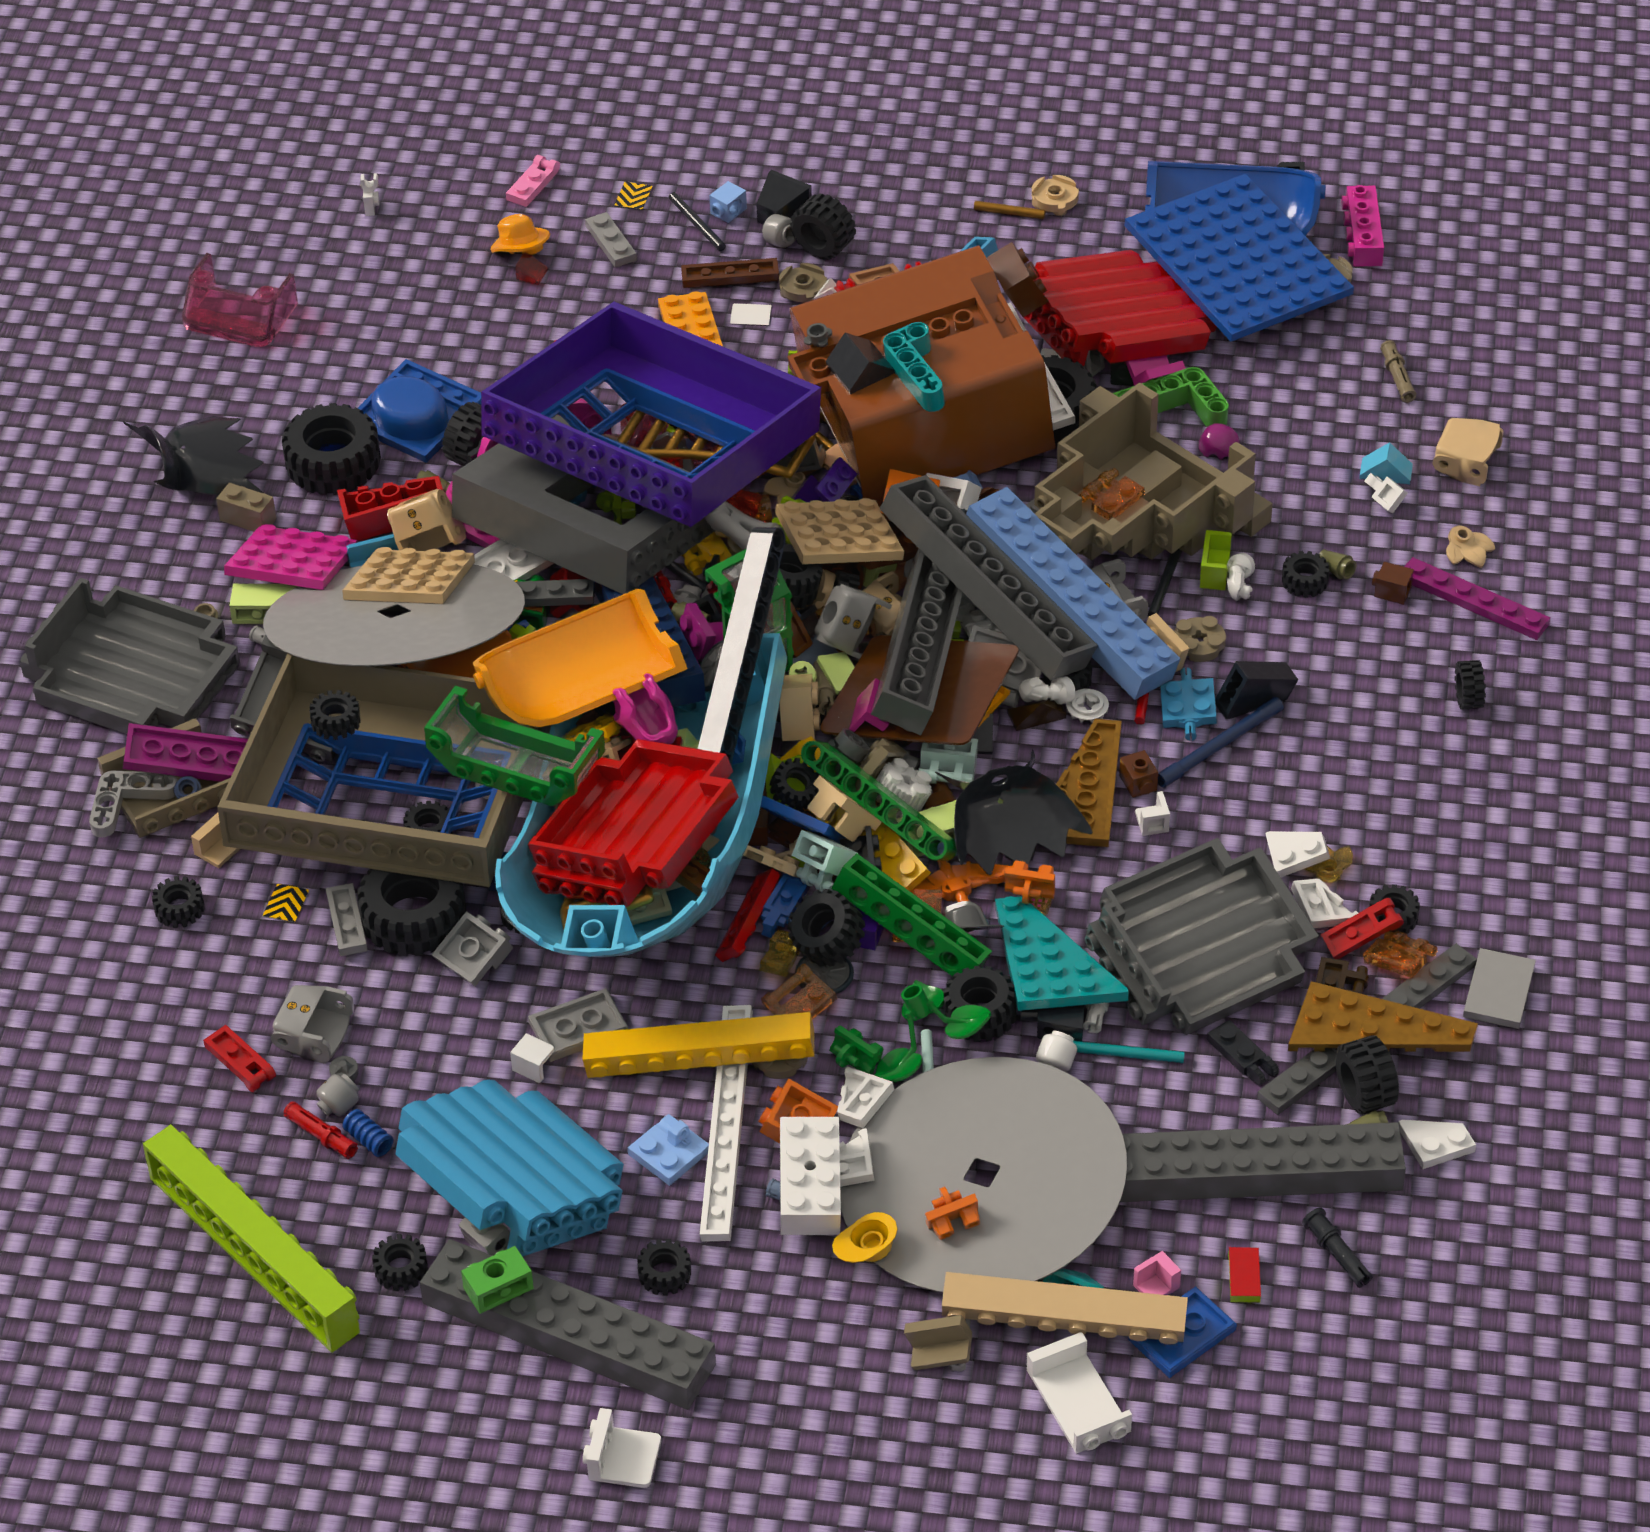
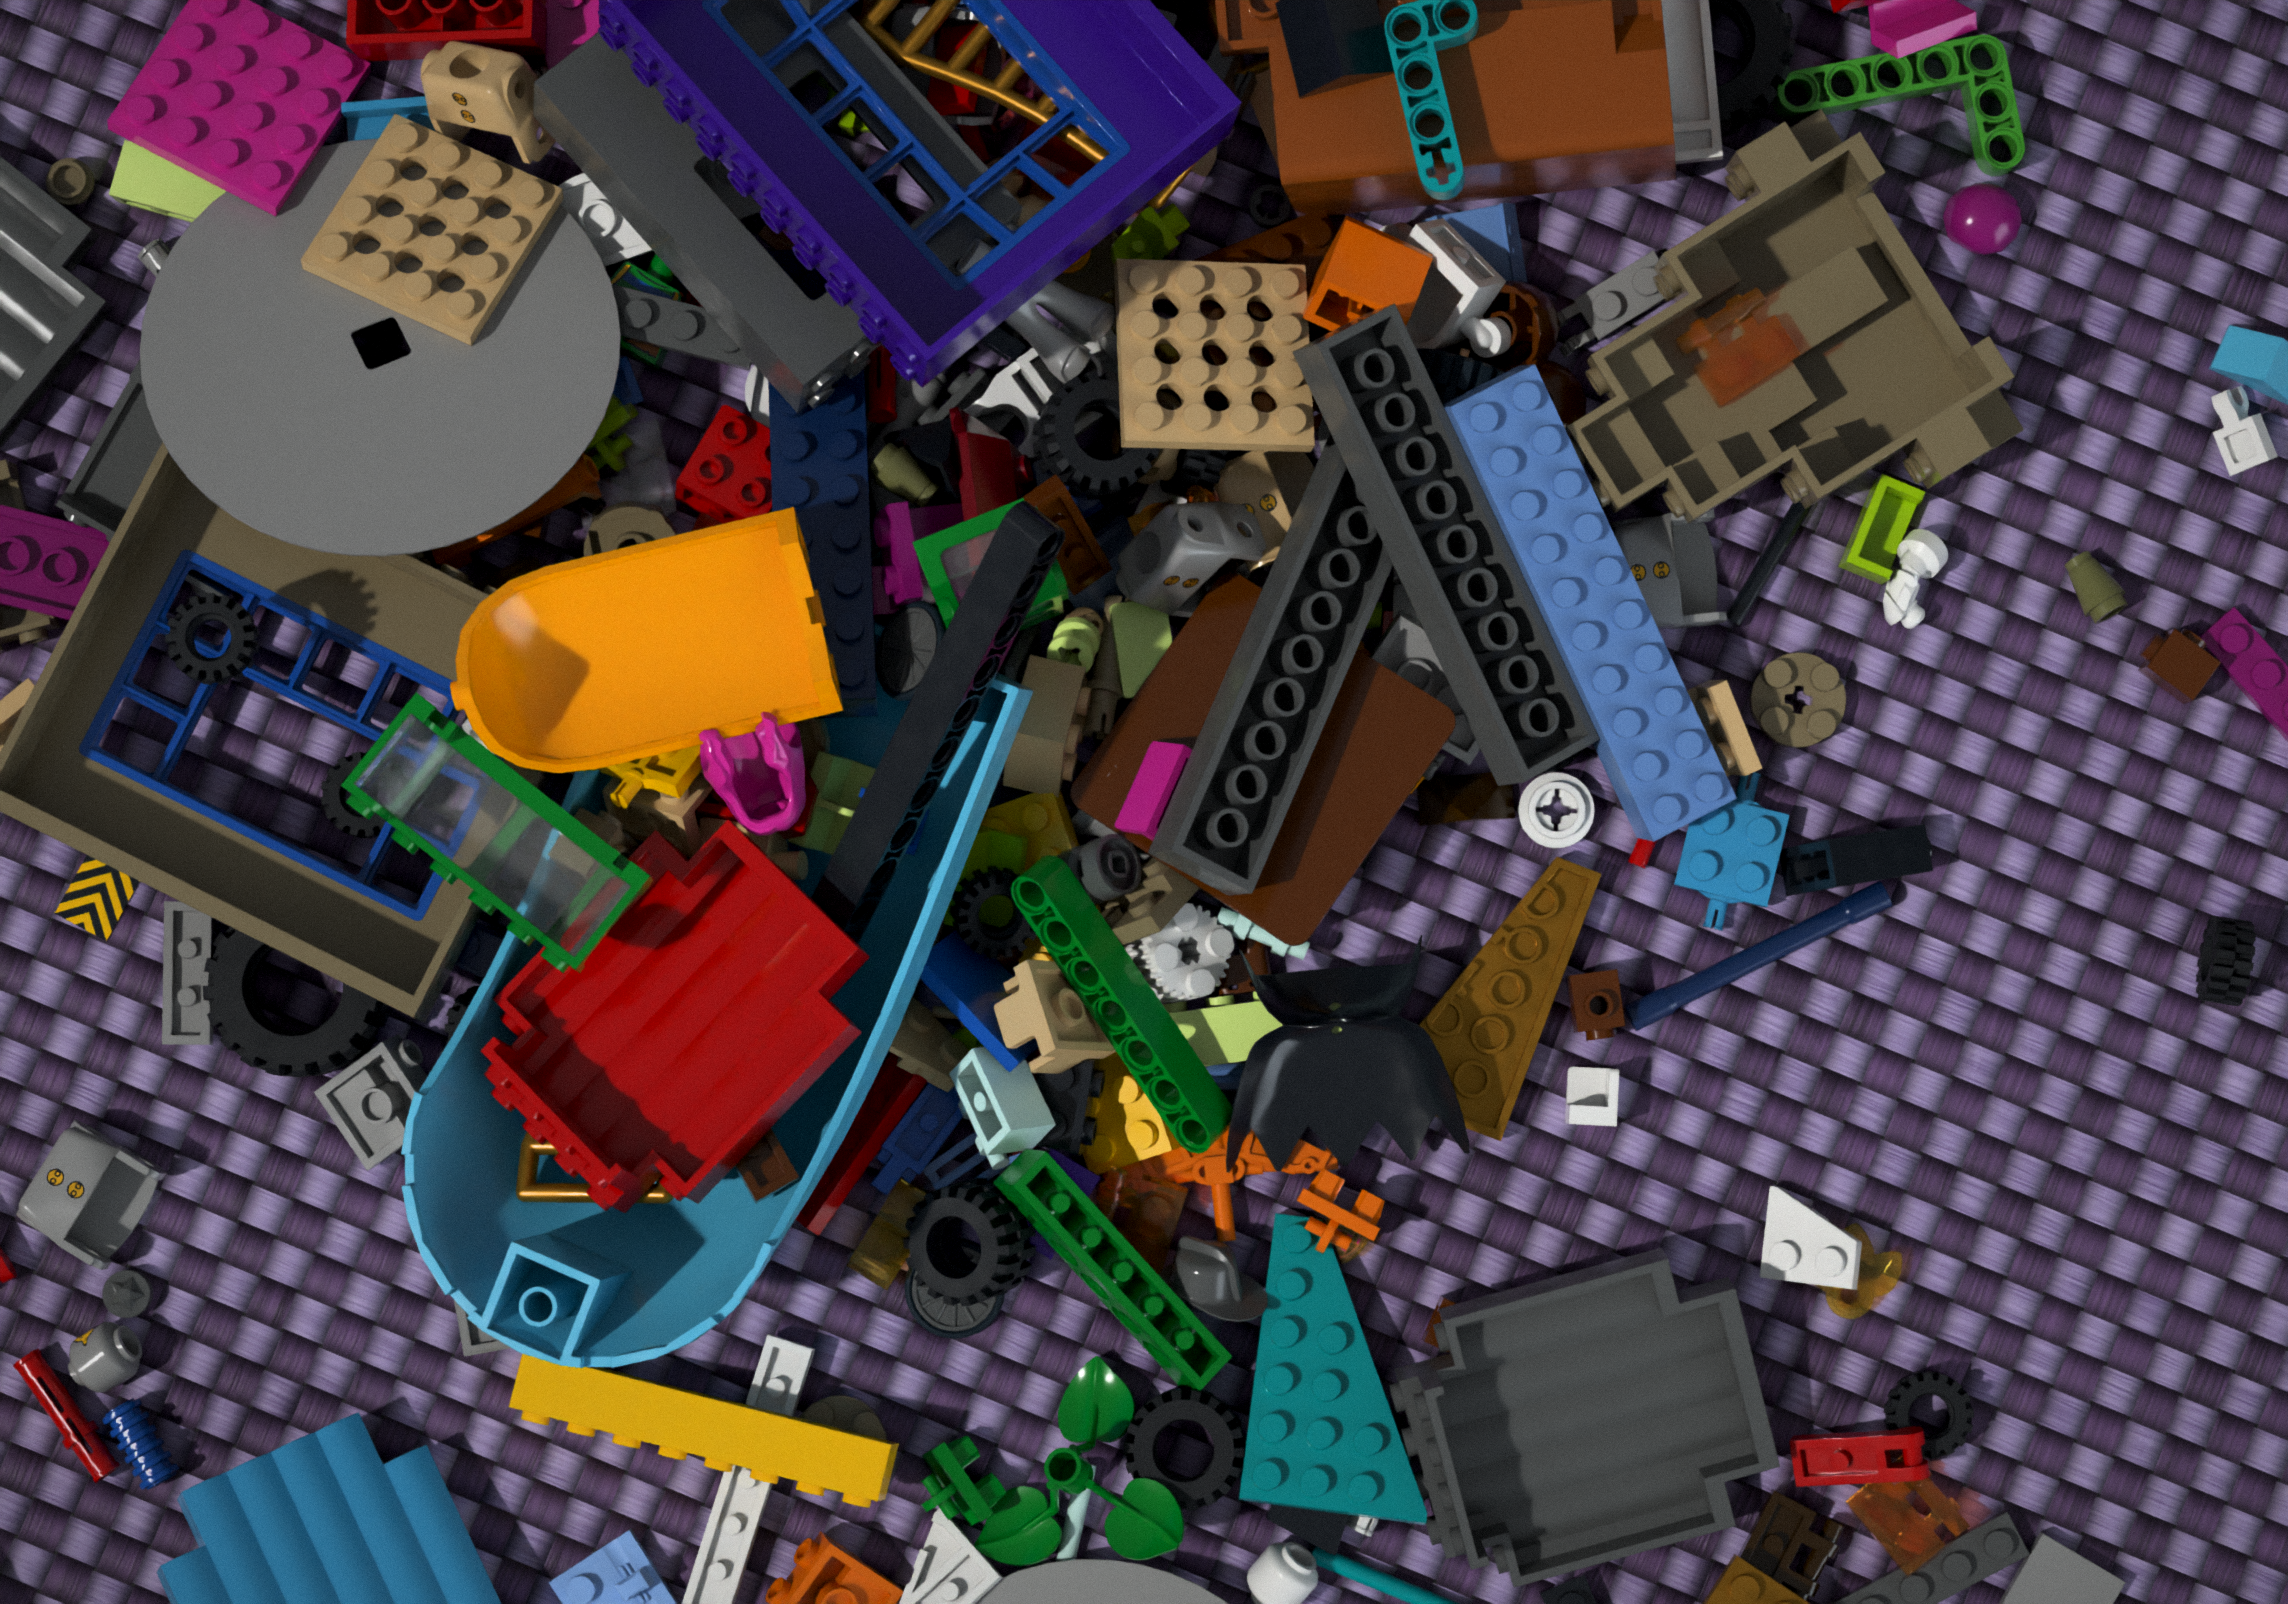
camera: 10 degrees right, 40 degrees up
(529, 1057) = (433, 1361): white panel -> none
(812, 998) = (905, 1356): clear orange plate -> none
(830, 486) = (1226, 198): dark purple panel -> none
(1060, 690) = (1471, 776): white arm -> none
(1309, 564) = (2060, 591): black tyre -> none
(1319, 903) = (1811, 1371): white wing -> none

